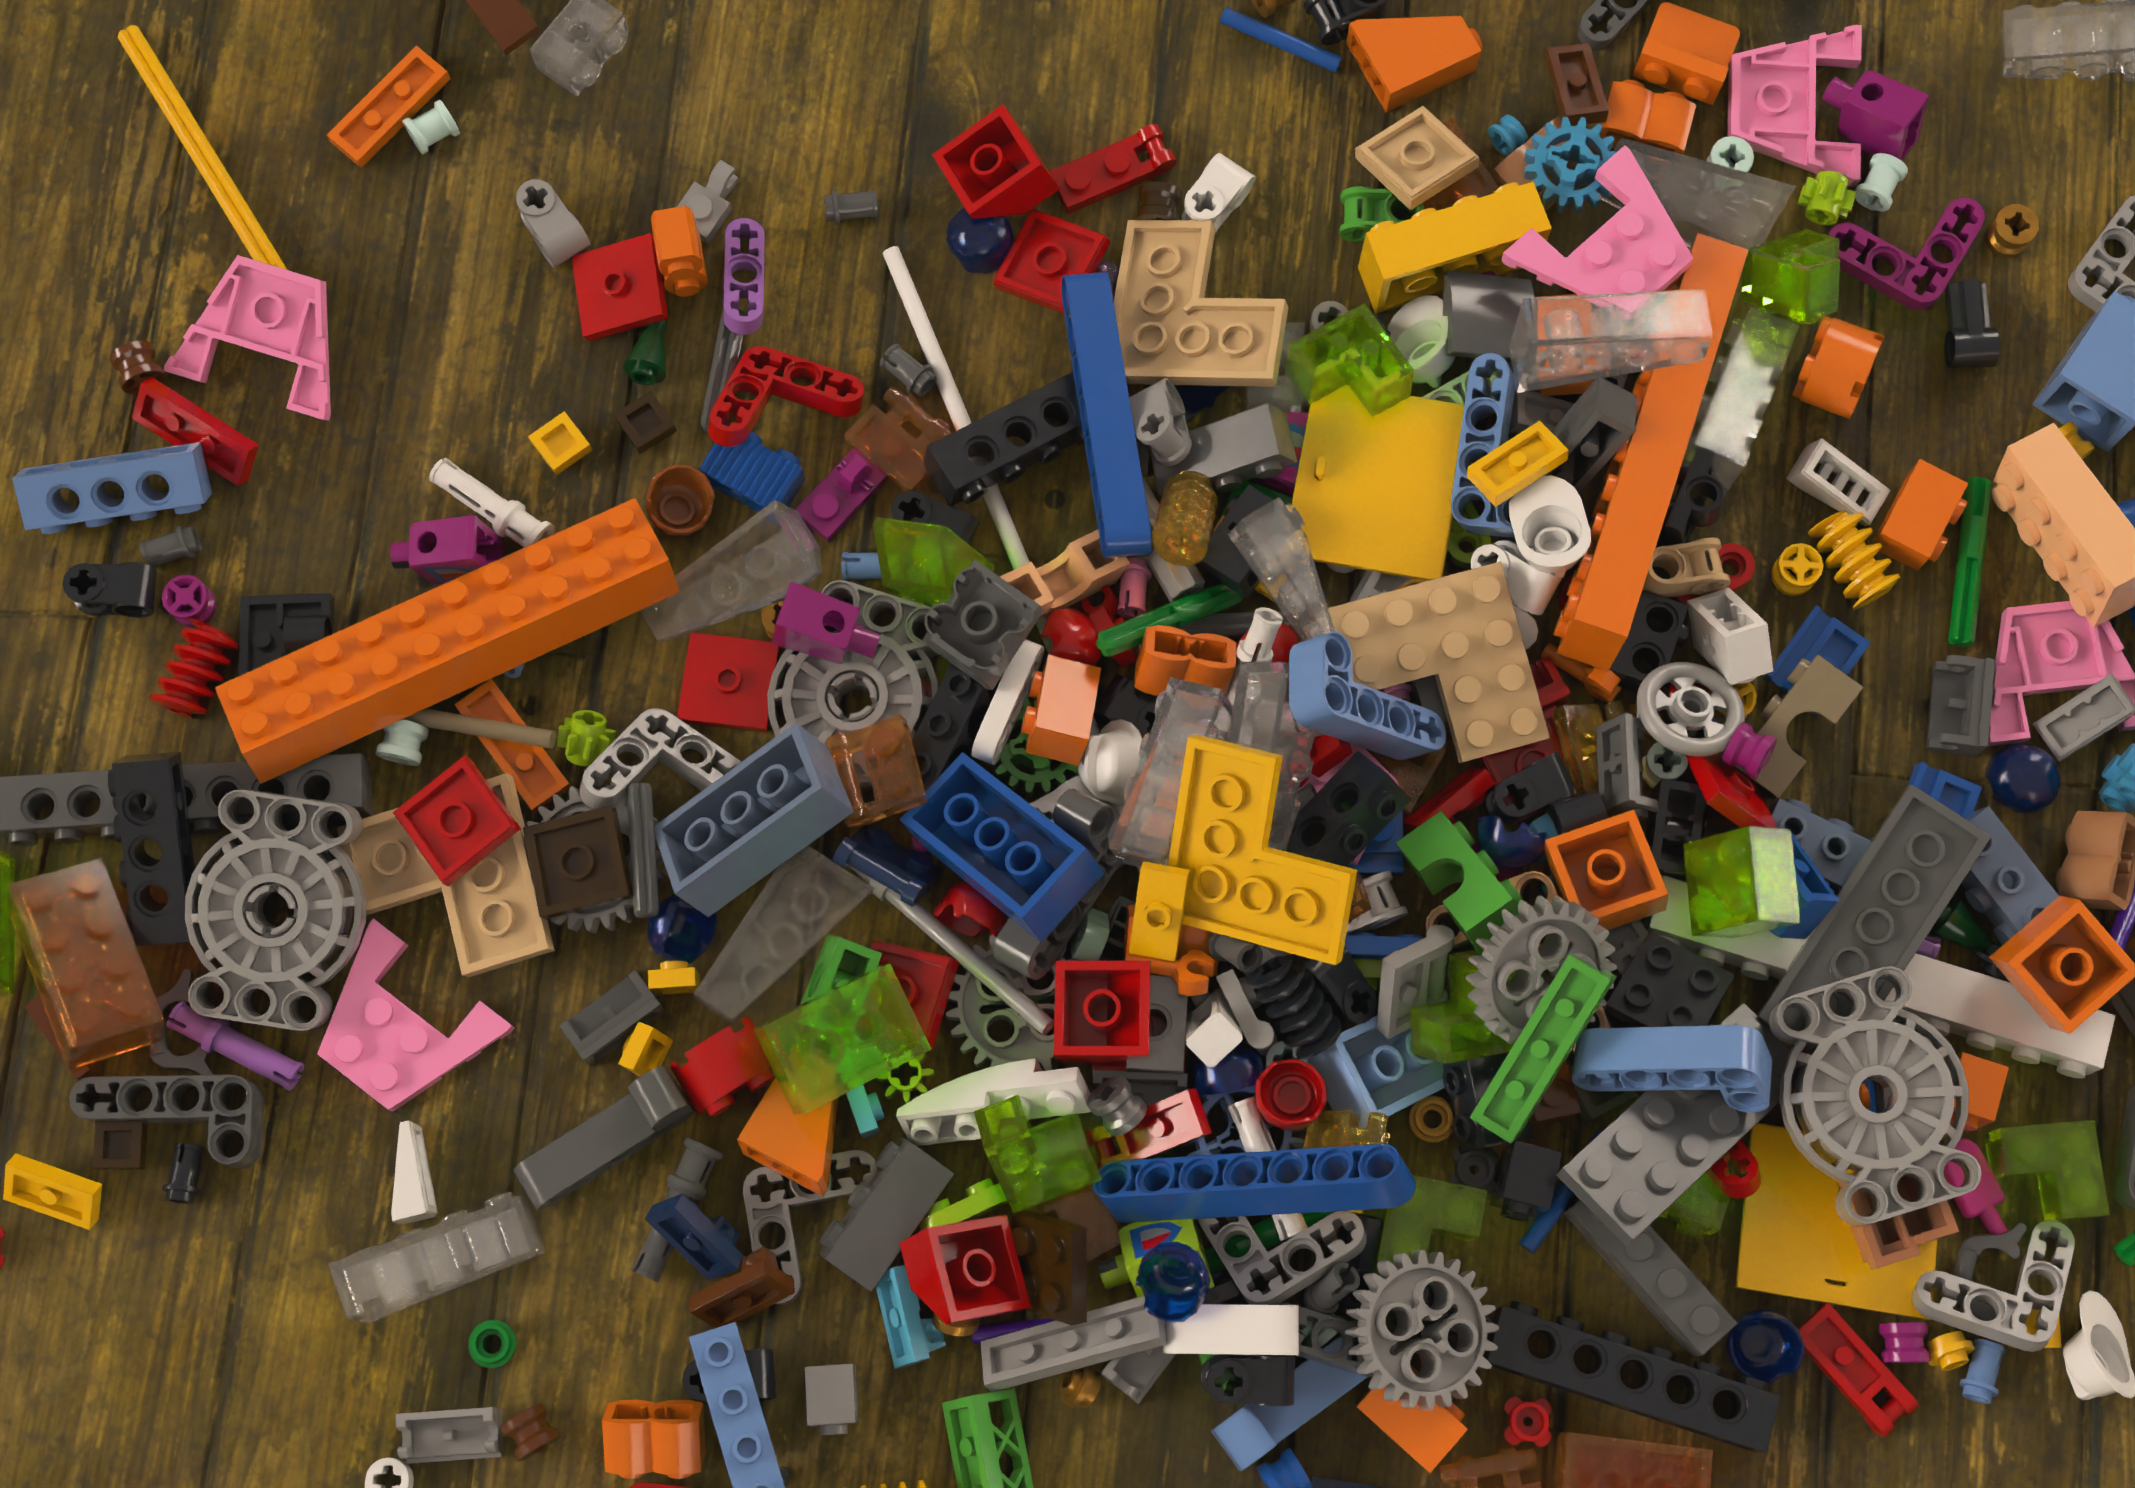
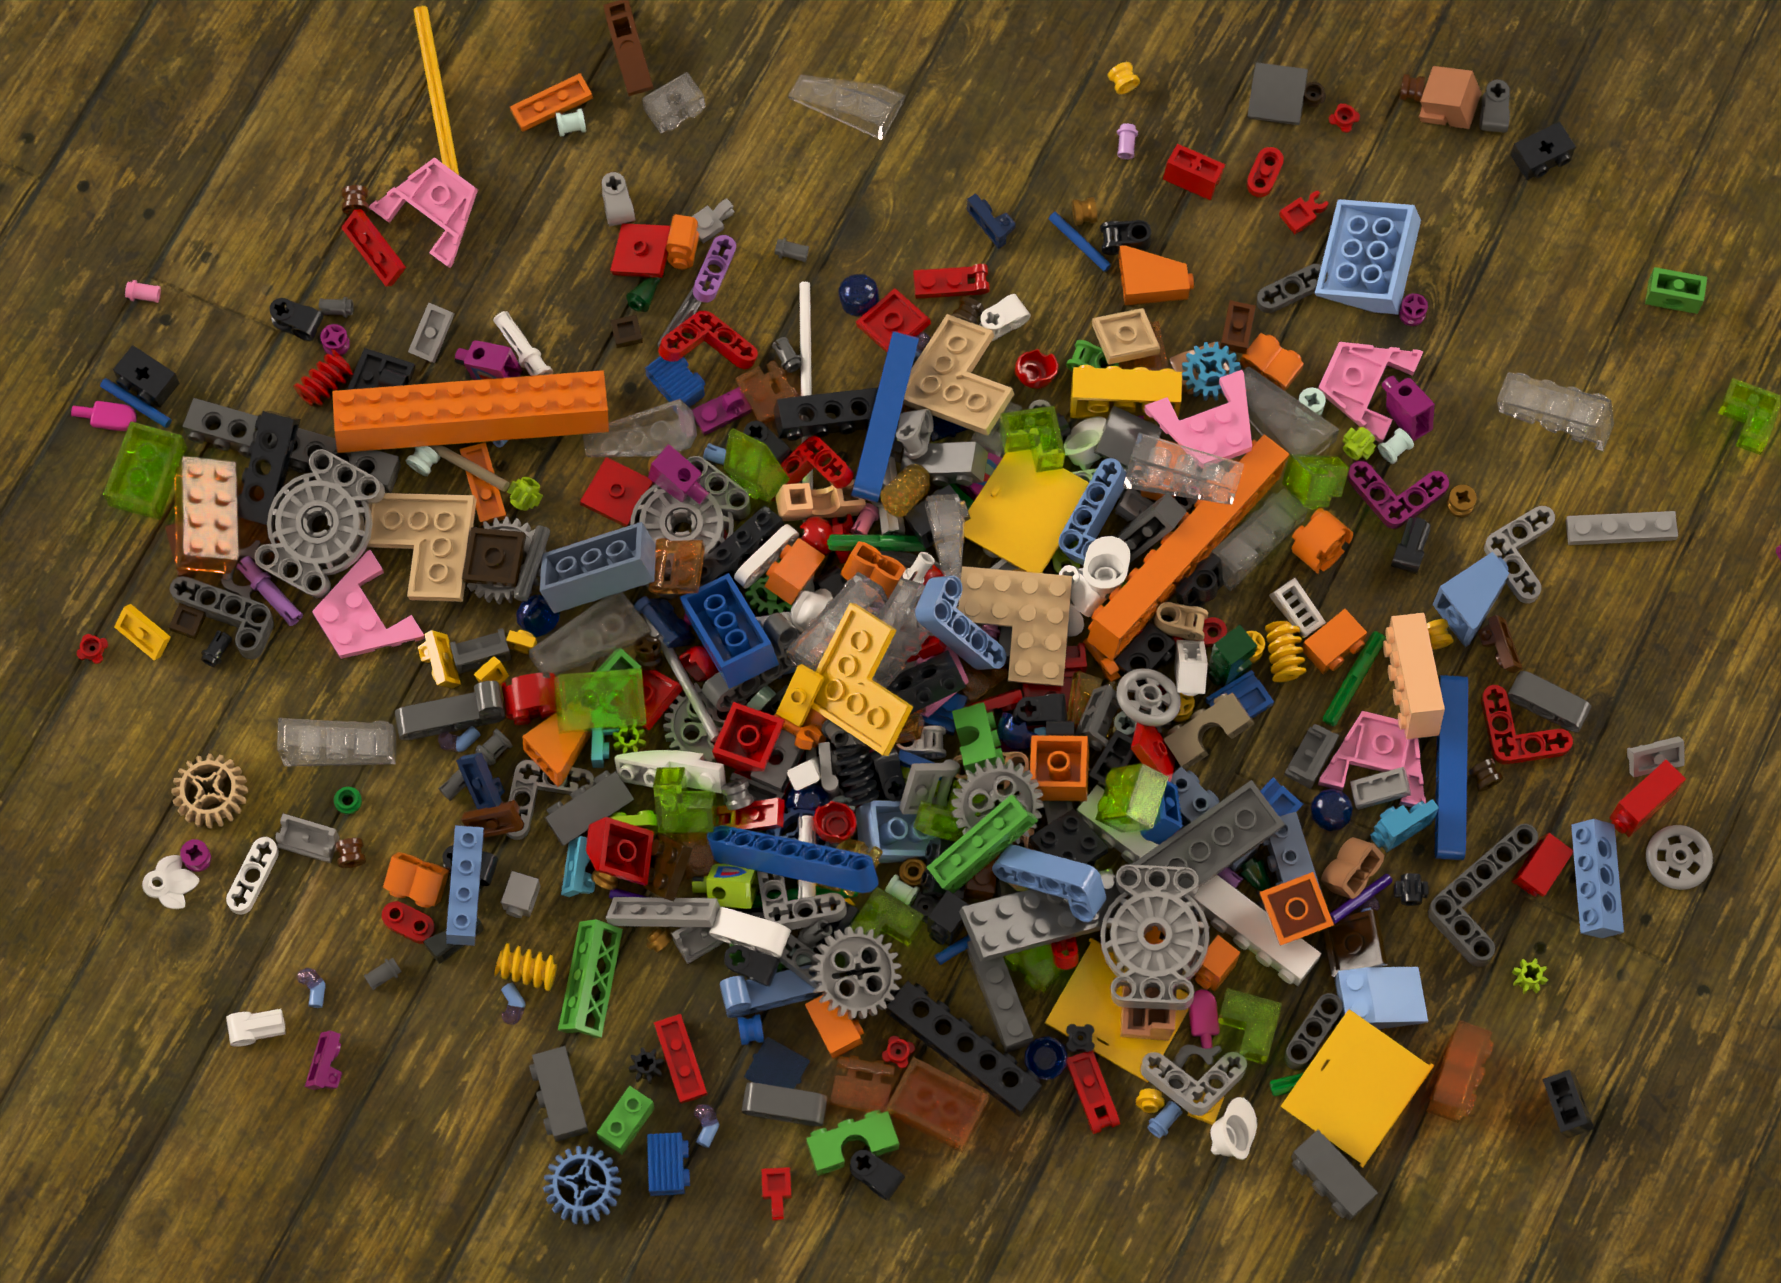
camera: 20 degrees right, 5 degrees down
(180, 465) = (358, 263): medium blue brick -> none
(221, 1407) = (203, 801): none -> tan gear
(338, 534) = (431, 332): none -> light grey hinge
(413, 1186) = (336, 701): white slope -> none
(456, 820) = (436, 510): red plate -> none
(545, 1044) = (438, 652): none -> yellow hinge
(560, 443) = (574, 326): yellow plate -> none
(635, 1181) = (458, 743): none -> arm
(652, 750) = (558, 513): light grey beam -> none
(679, 500) = (628, 381): dark orange hair -> none
(881, 923) = (648, 652): none -> dark brown wheel
(981, 624) = (765, 506): dark grey slope -> none
(996, 168) = (881, 257): red slope -> none
(1011, 524) = (808, 460): none -> red beam
(1145, 63) = (995, 228): none -> dark blue hinge
(1173, 1281) = (727, 892): clear blue hair -> none
(1299, 256) = (1036, 369): none -> red hair
(1430, 1159) = (902, 891): none -> light aqua bush
(1507, 135) = (1187, 342): dark azure bush -> none
(1517, 463) = (1103, 525): yellow plate -> none
(1687, 53) = (1313, 331): orange bracket -> none
(1749, 750) = (1171, 731): magenta wheel -> none
(1791, 1292) = (1080, 1045): none -> black plate
(1794, 595) = (1231, 657): none -> dark green arch
(1904, 1342) = (1126, 1086): magenta wheel -> none

